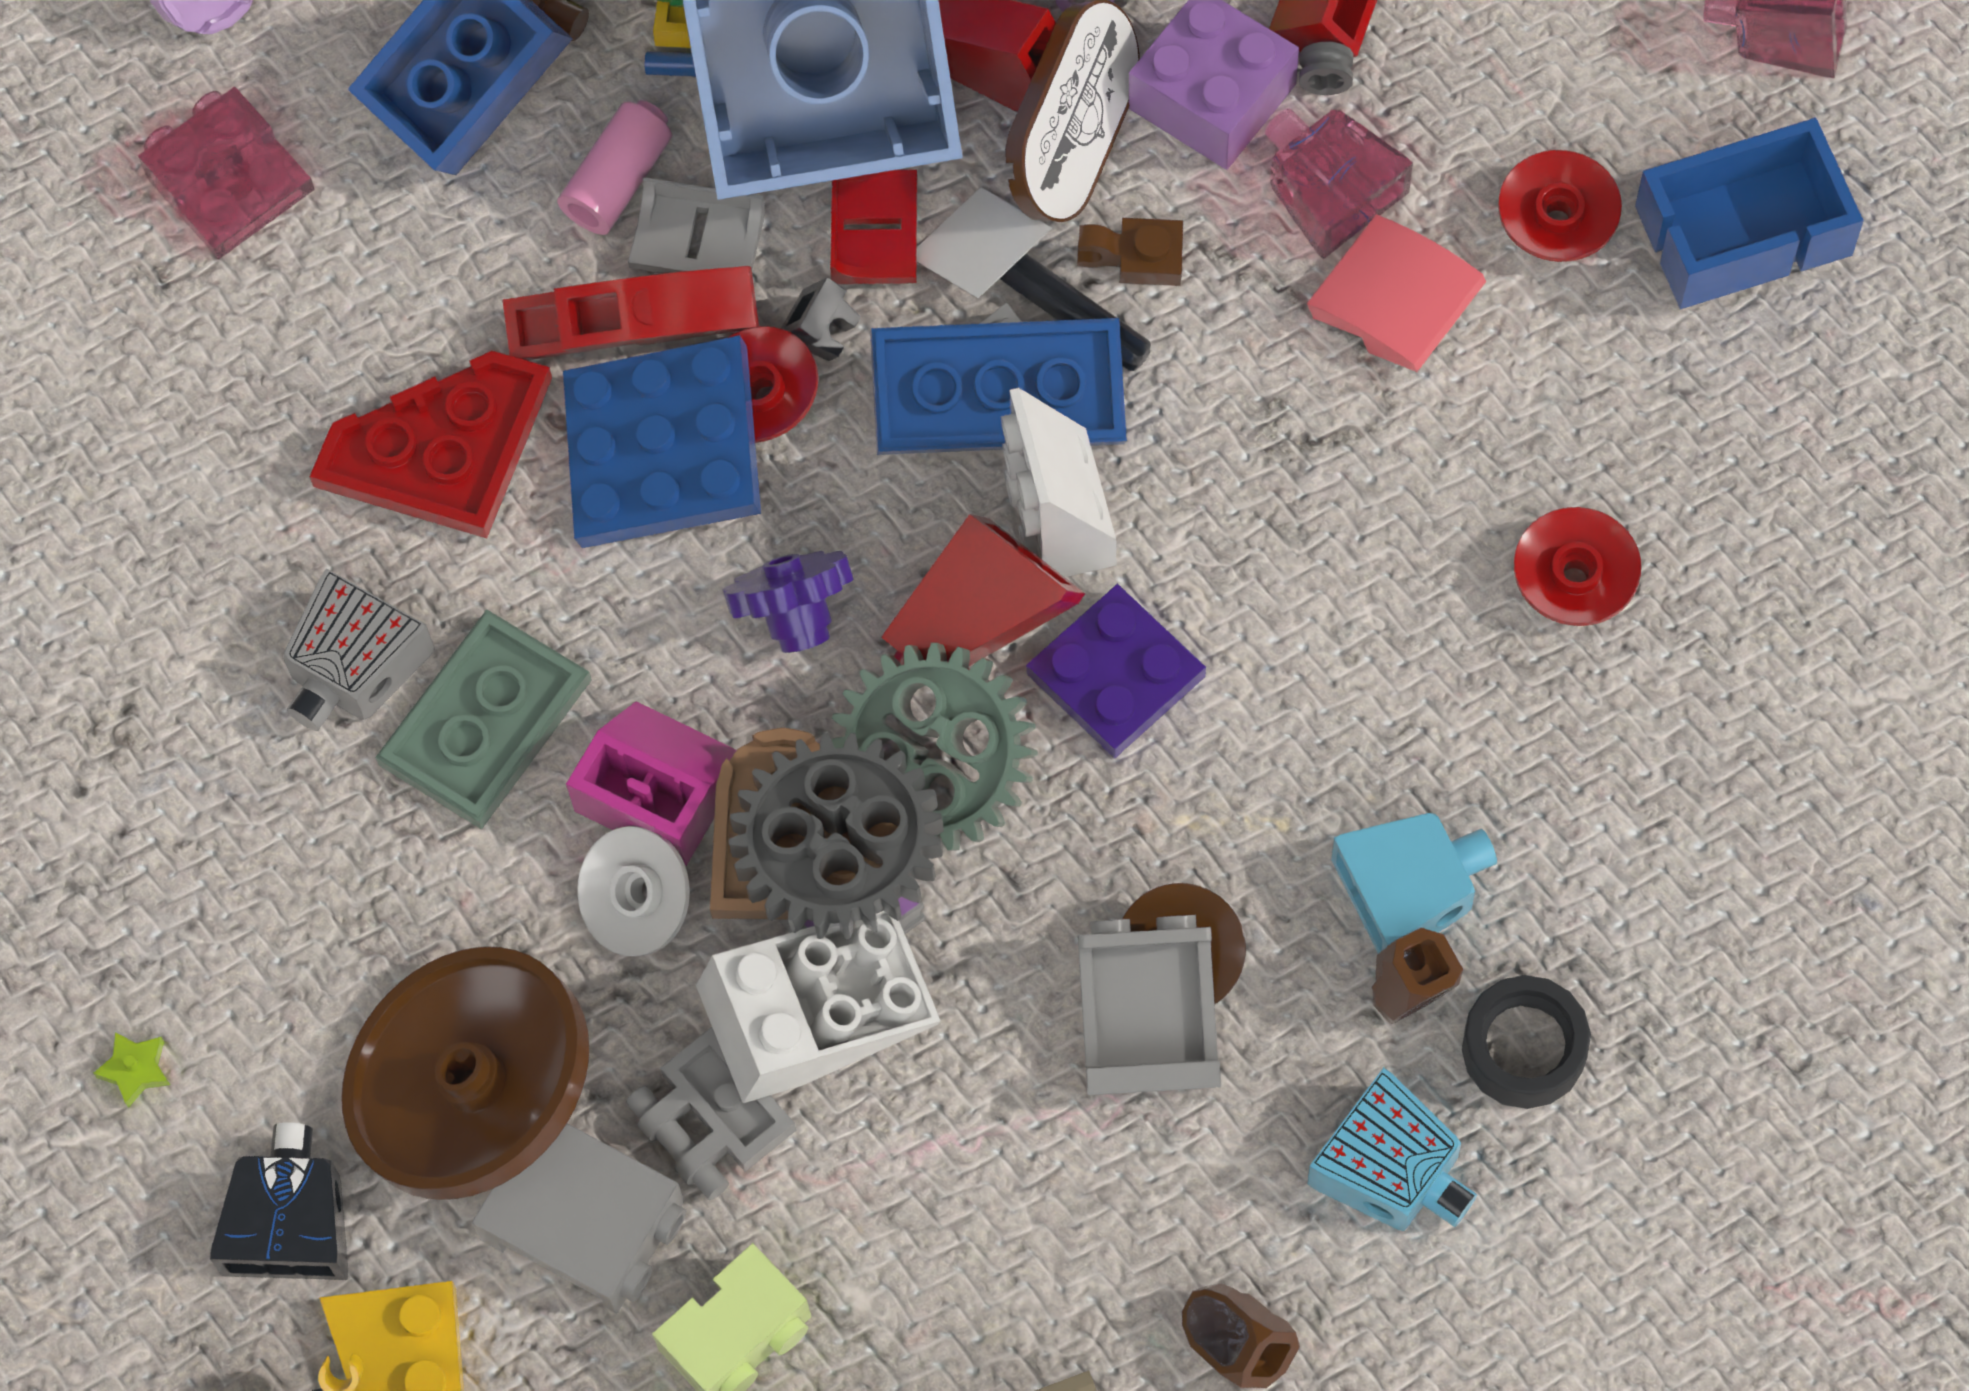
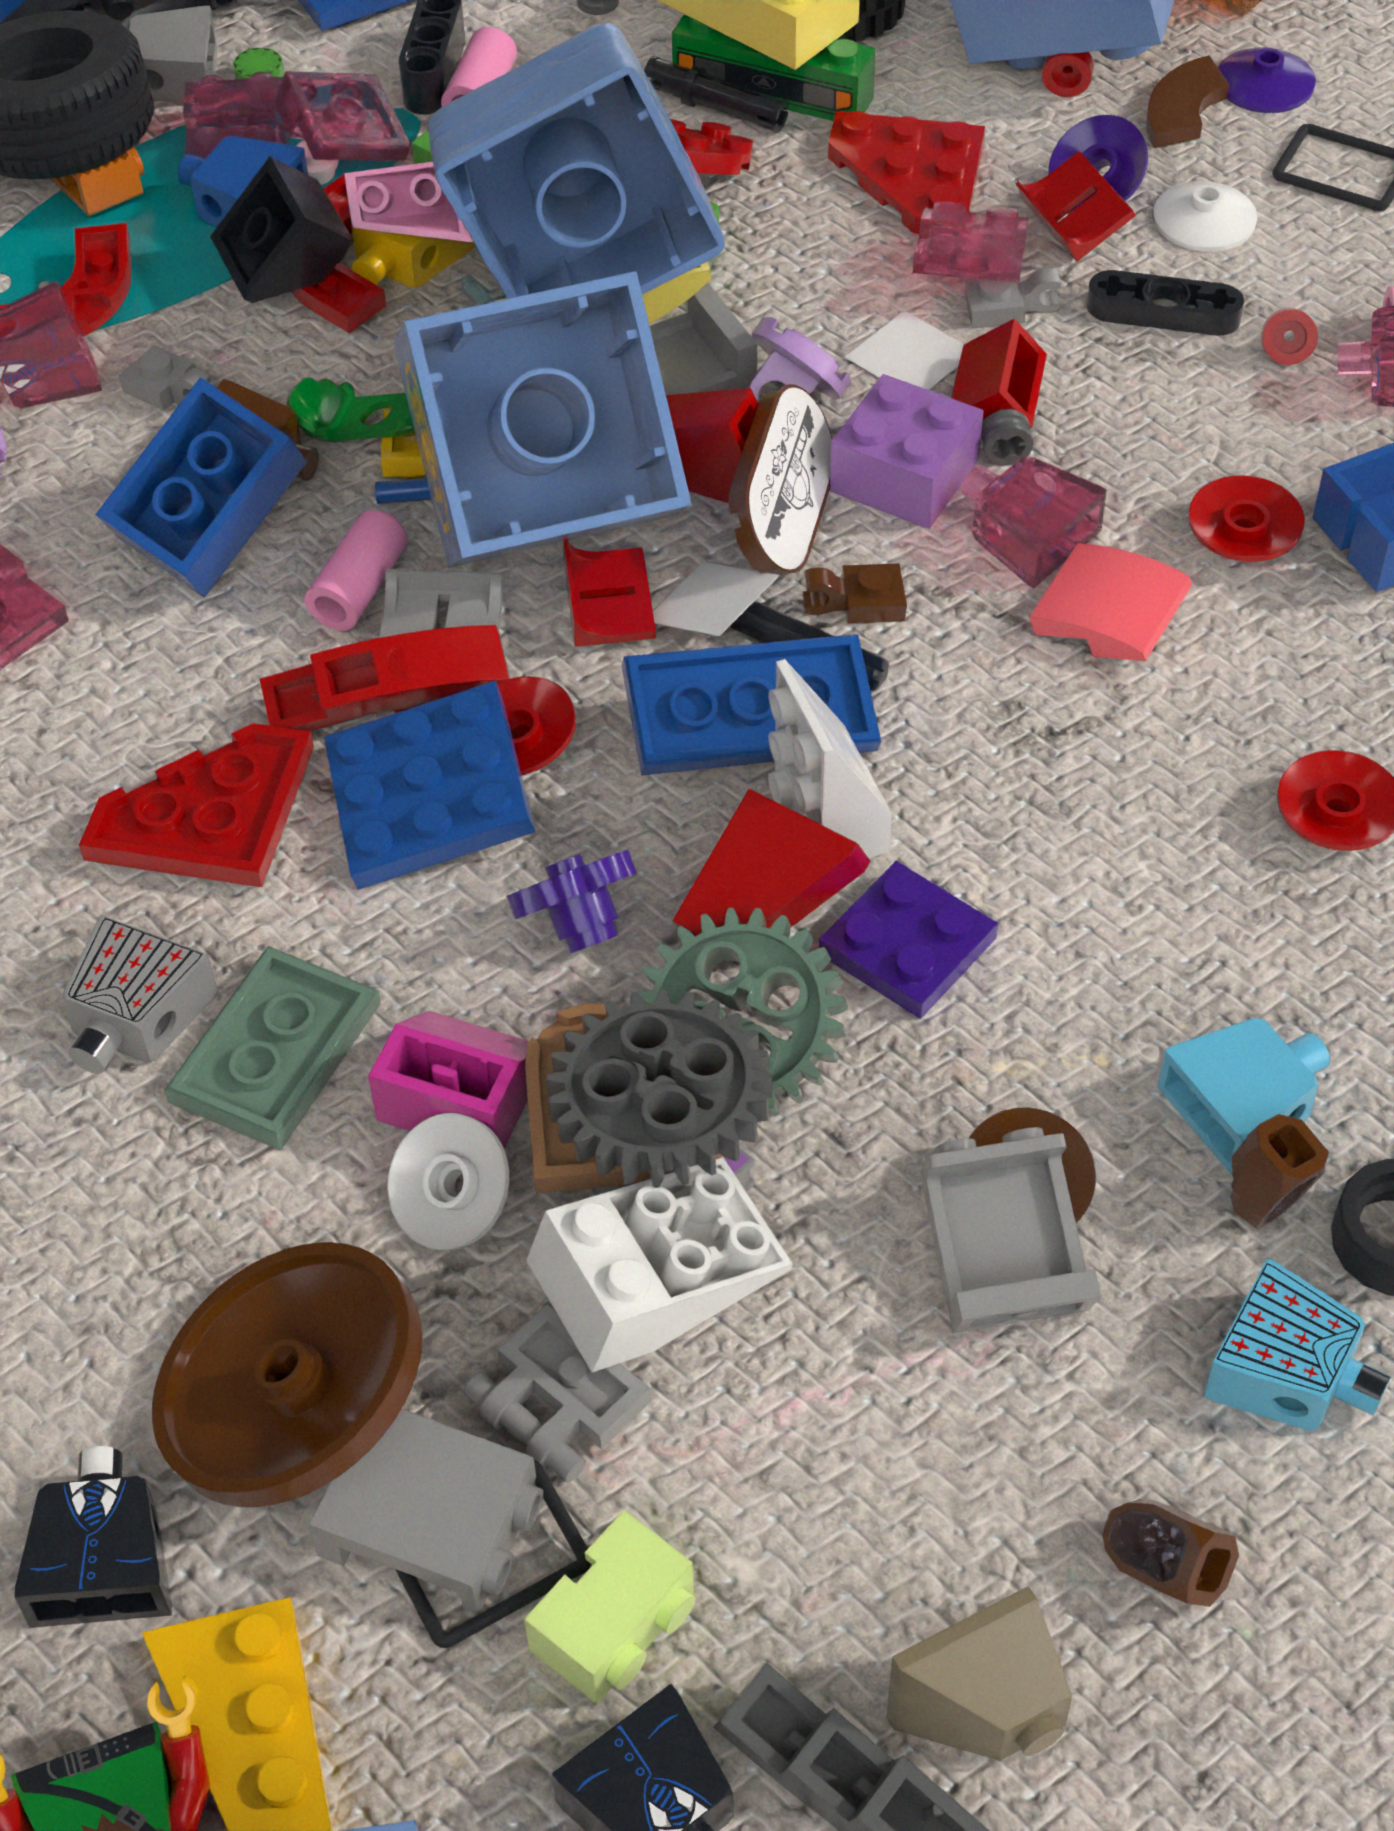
camera: 10 degrees left, 15 degrees down
(657, 1304) = (520, 1599): none -> black piece
(813, 313) = (571, 662): tile -> none

